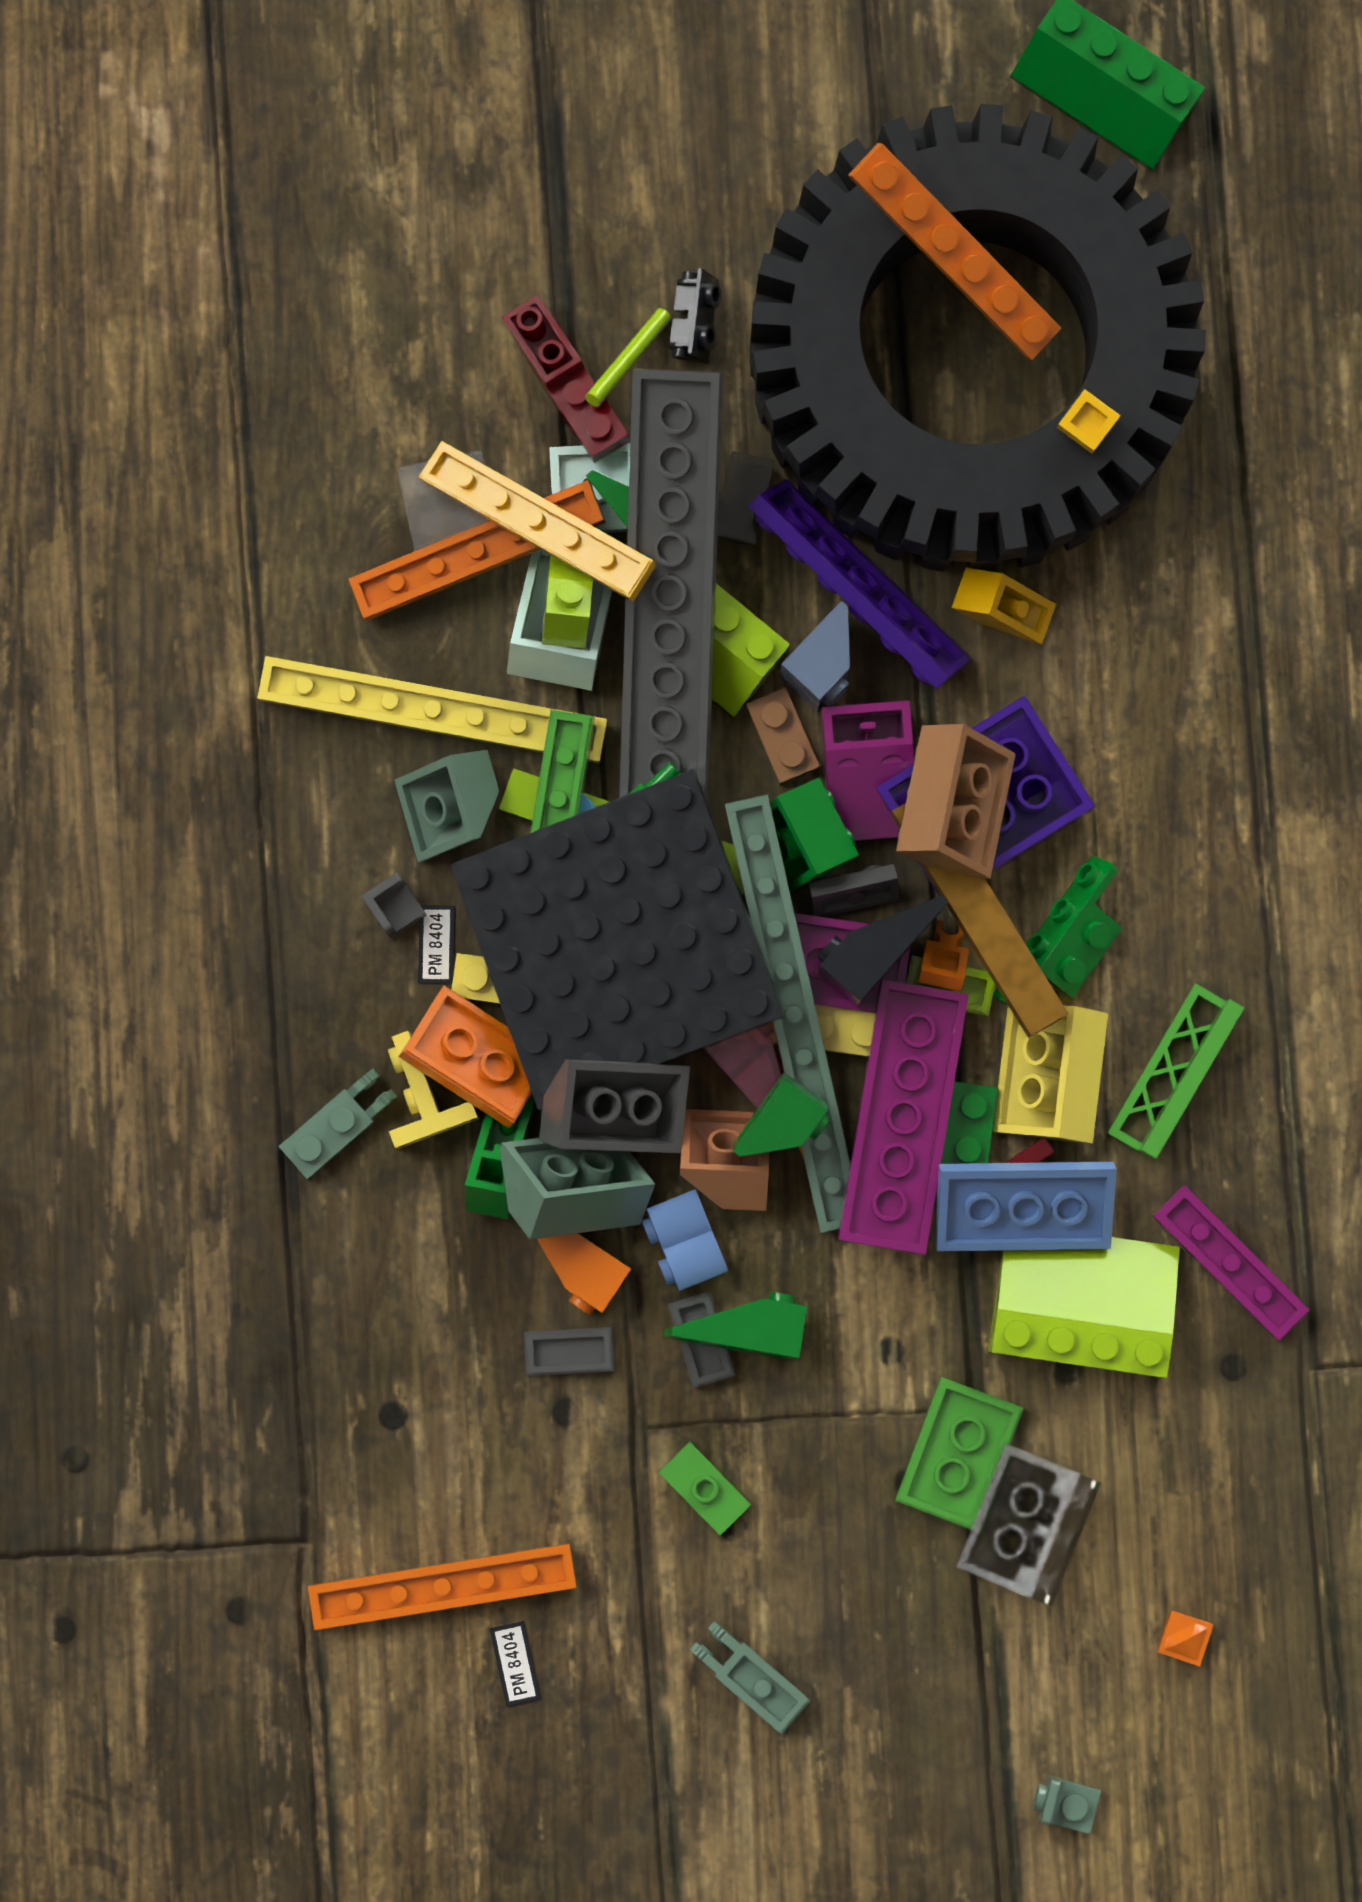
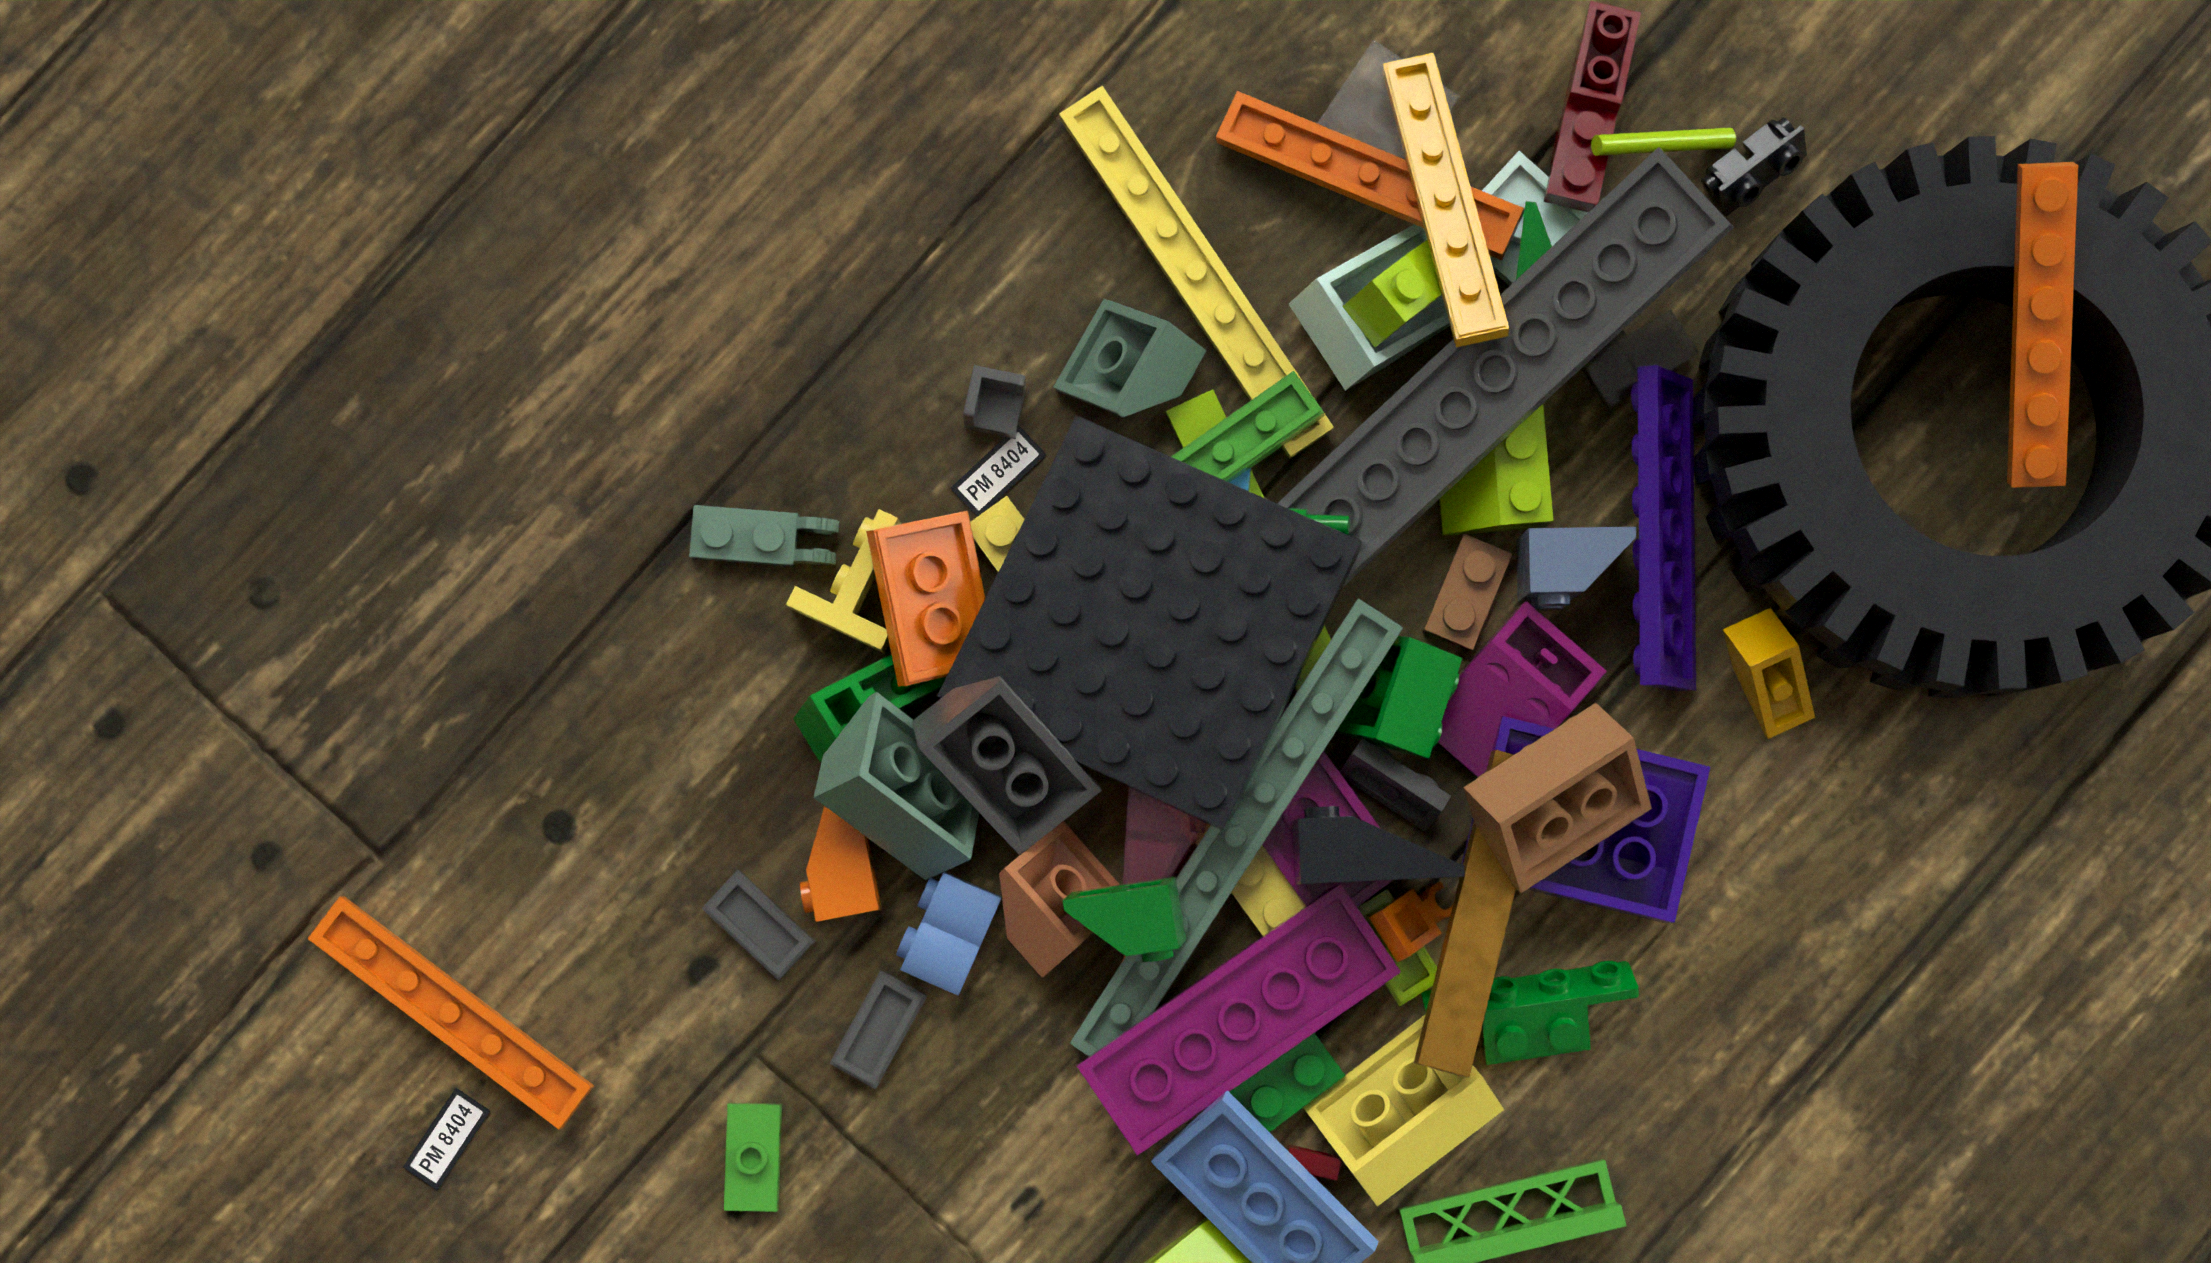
camera: 50 degrees right, 0 degrees up
(759, 1327) = (931, 1064): green slope -> none
(1088, 421) = (2010, 587): yellow plate -> none

